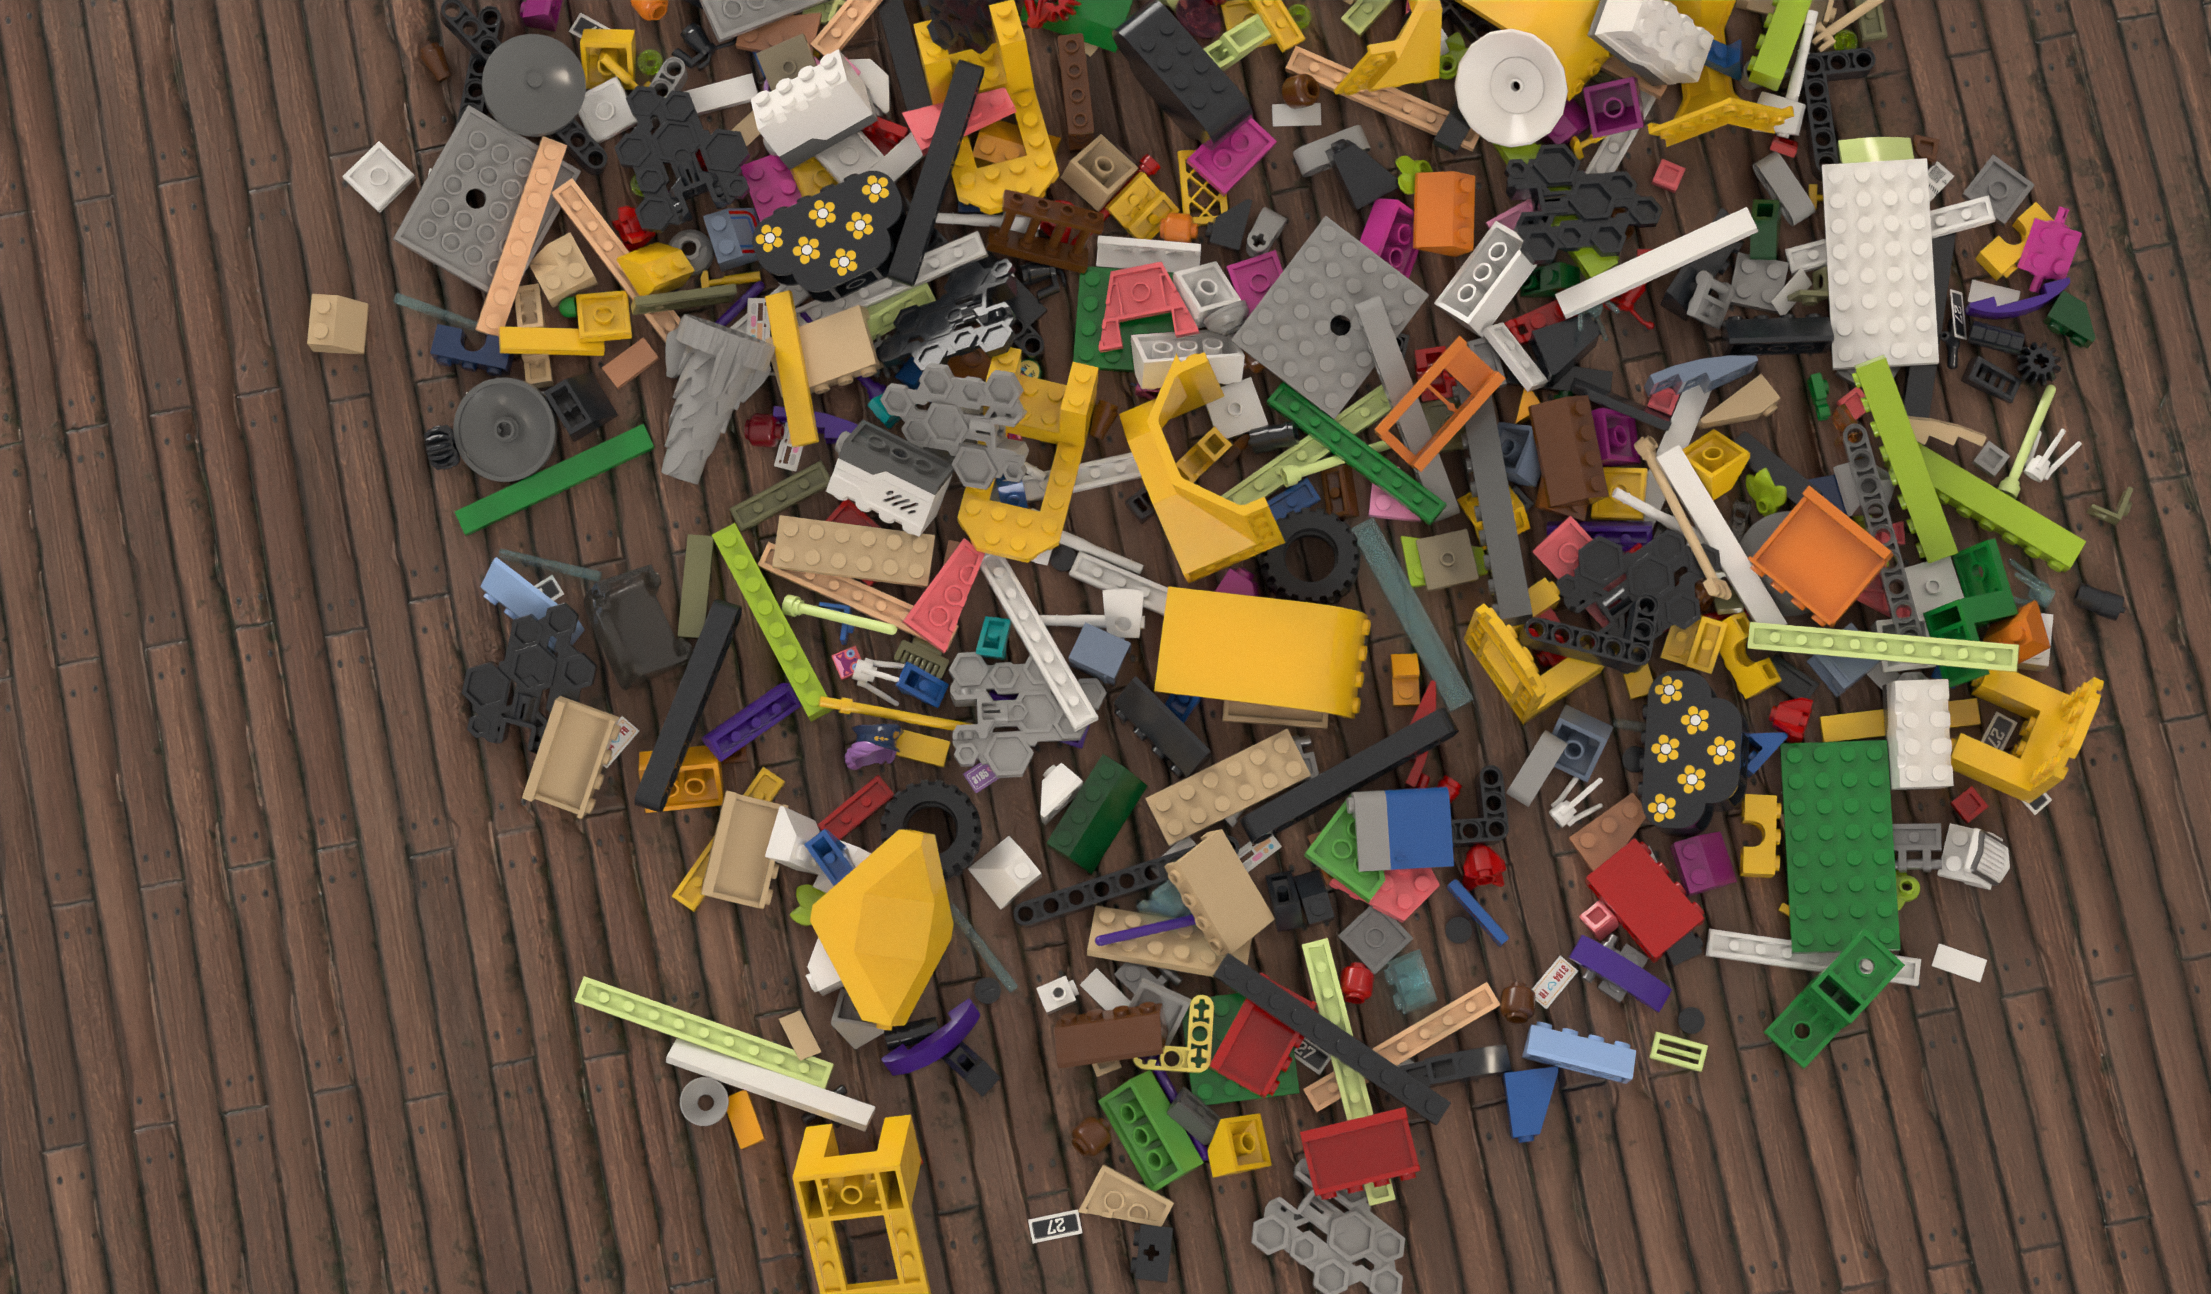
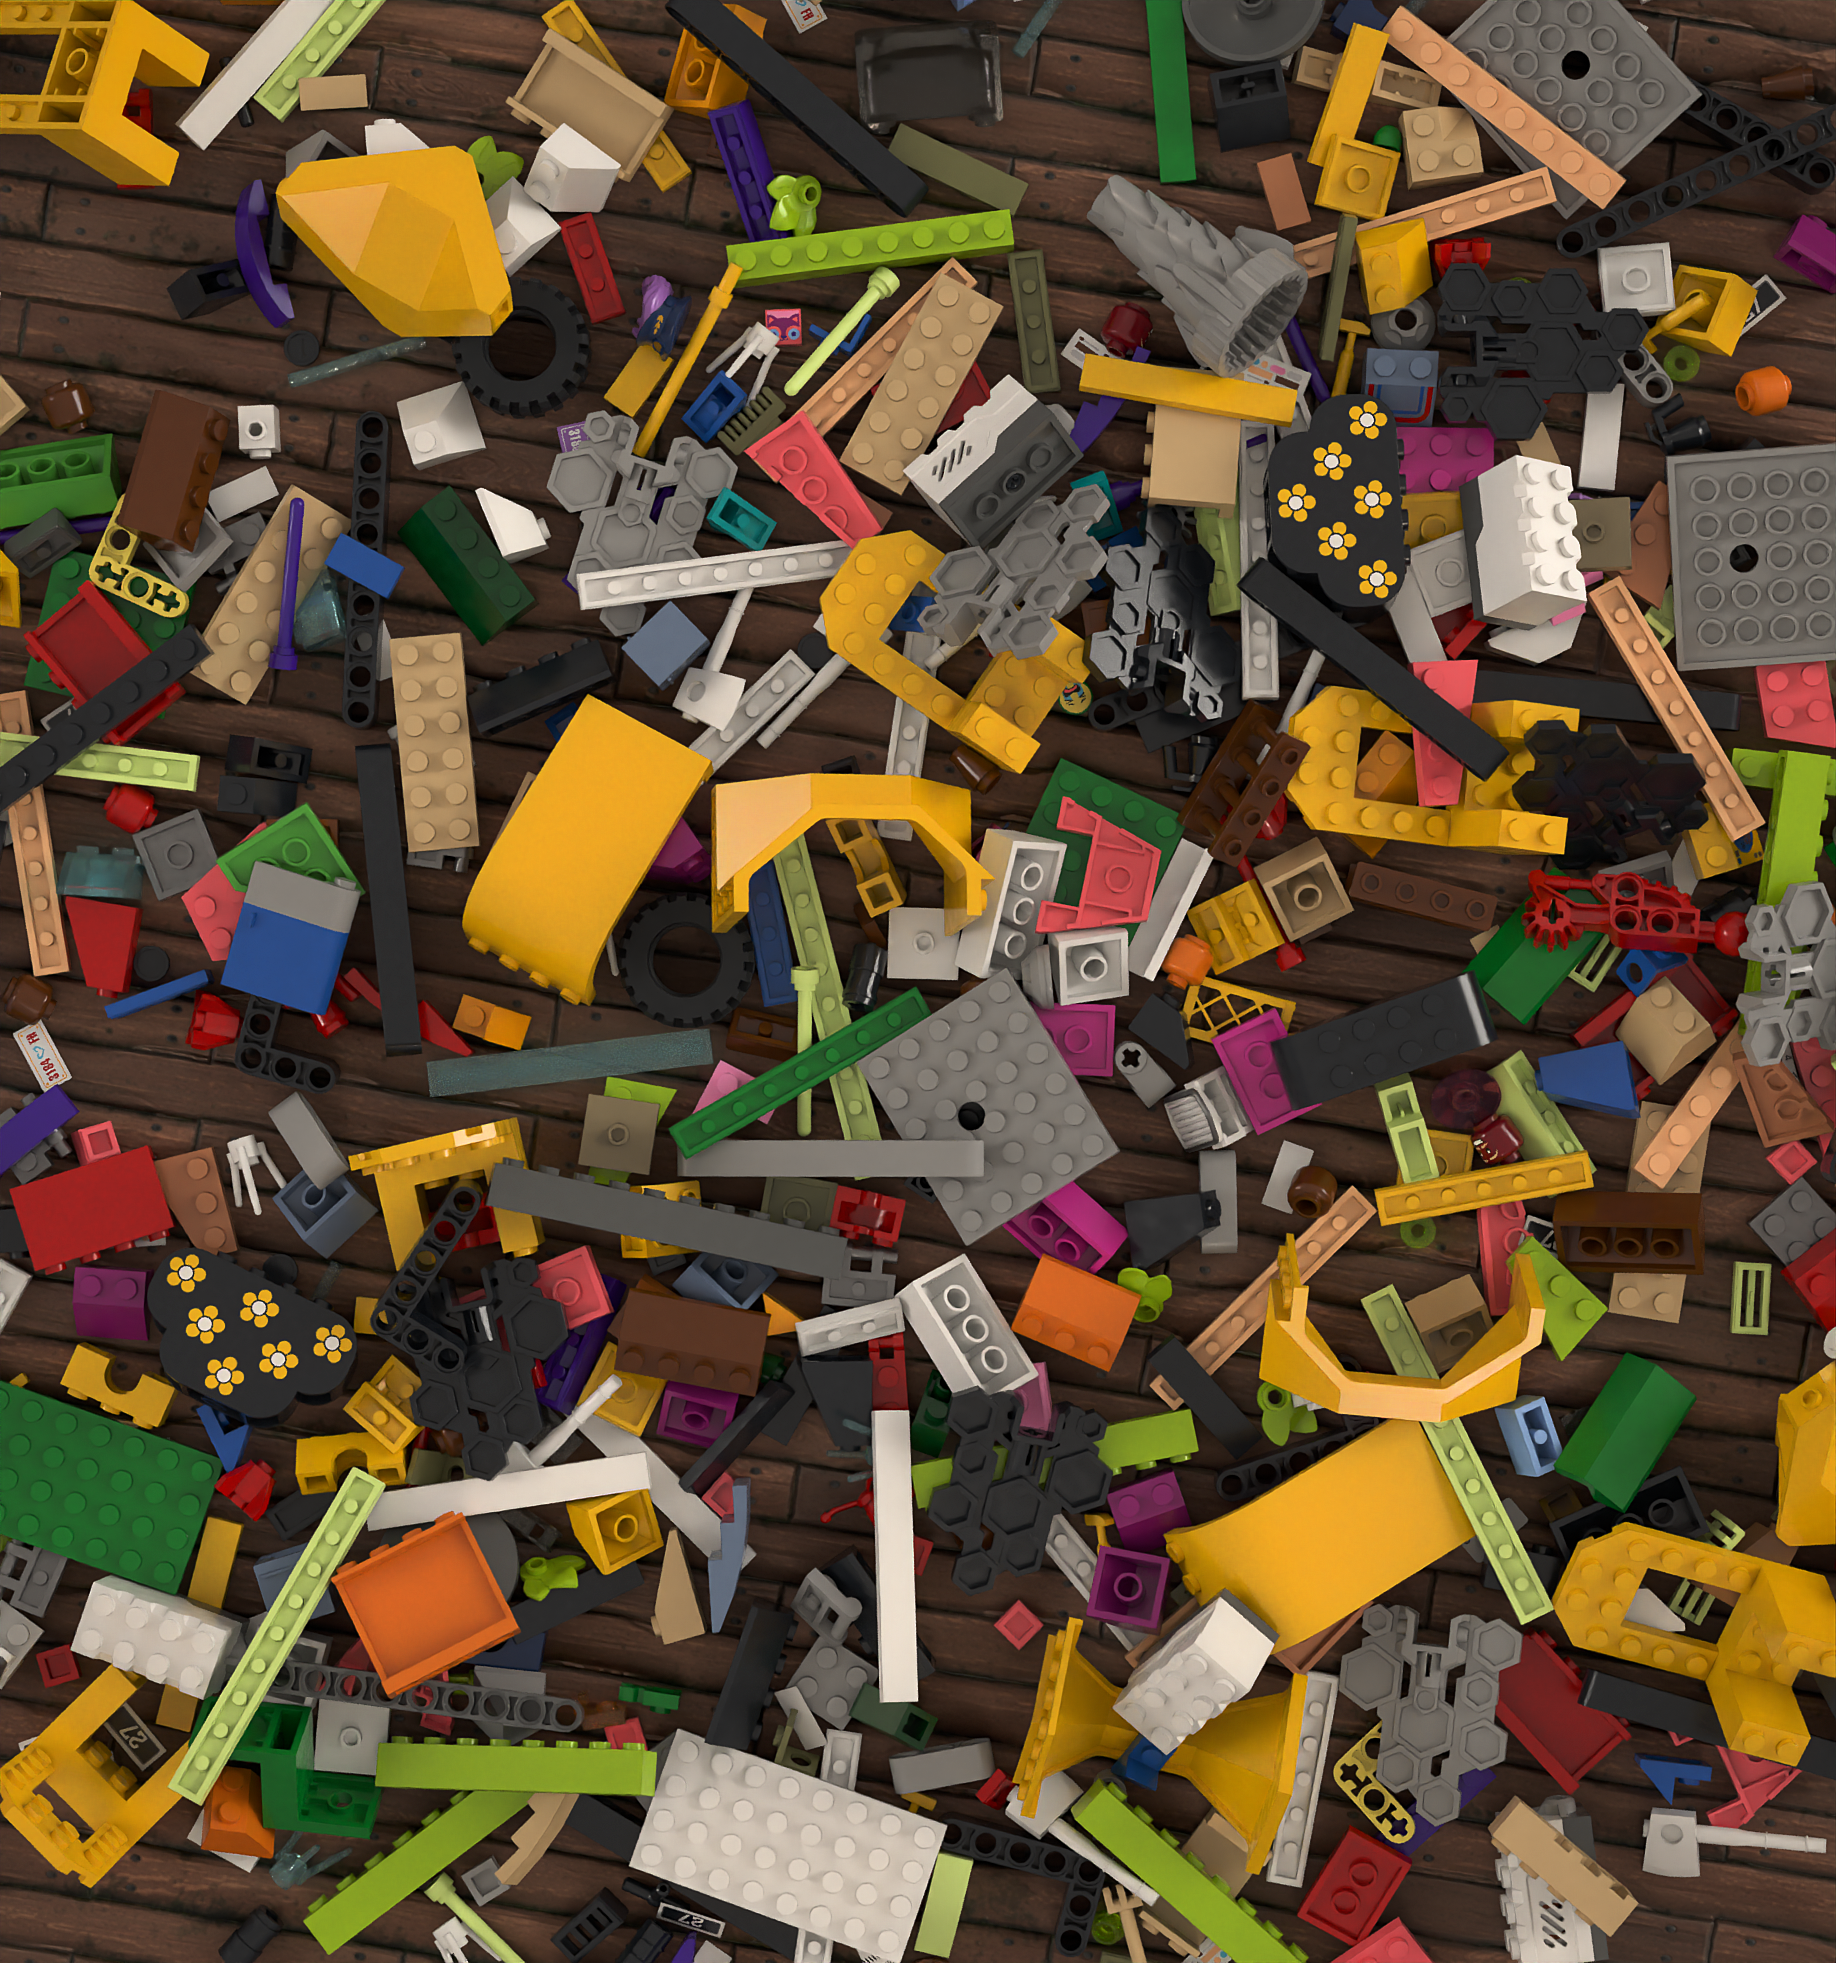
camera: 105 degrees right, 10 degrees up
(533, 85) = (1698, 191): dark grey dish -> none
(755, 685) = (793, 208): none -> lime plate
(830, 855) = (527, 203): blue slope -> none
(1124, 879) = (364, 565): none -> blue tile
(1220, 893) = (295, 675): tan panel -> none
(1252, 855) = (343, 741): sticker -> none
(1275, 178) = (1208, 1112): none -> white piece
(1457, 963) = (105, 942): none -> red slope
(1471, 374) = (836, 1258): orange piece -> none
(1488, 92) = (1192, 1433): white dish -> none
(1715, 587) = (435, 1452): tan hinge -> none

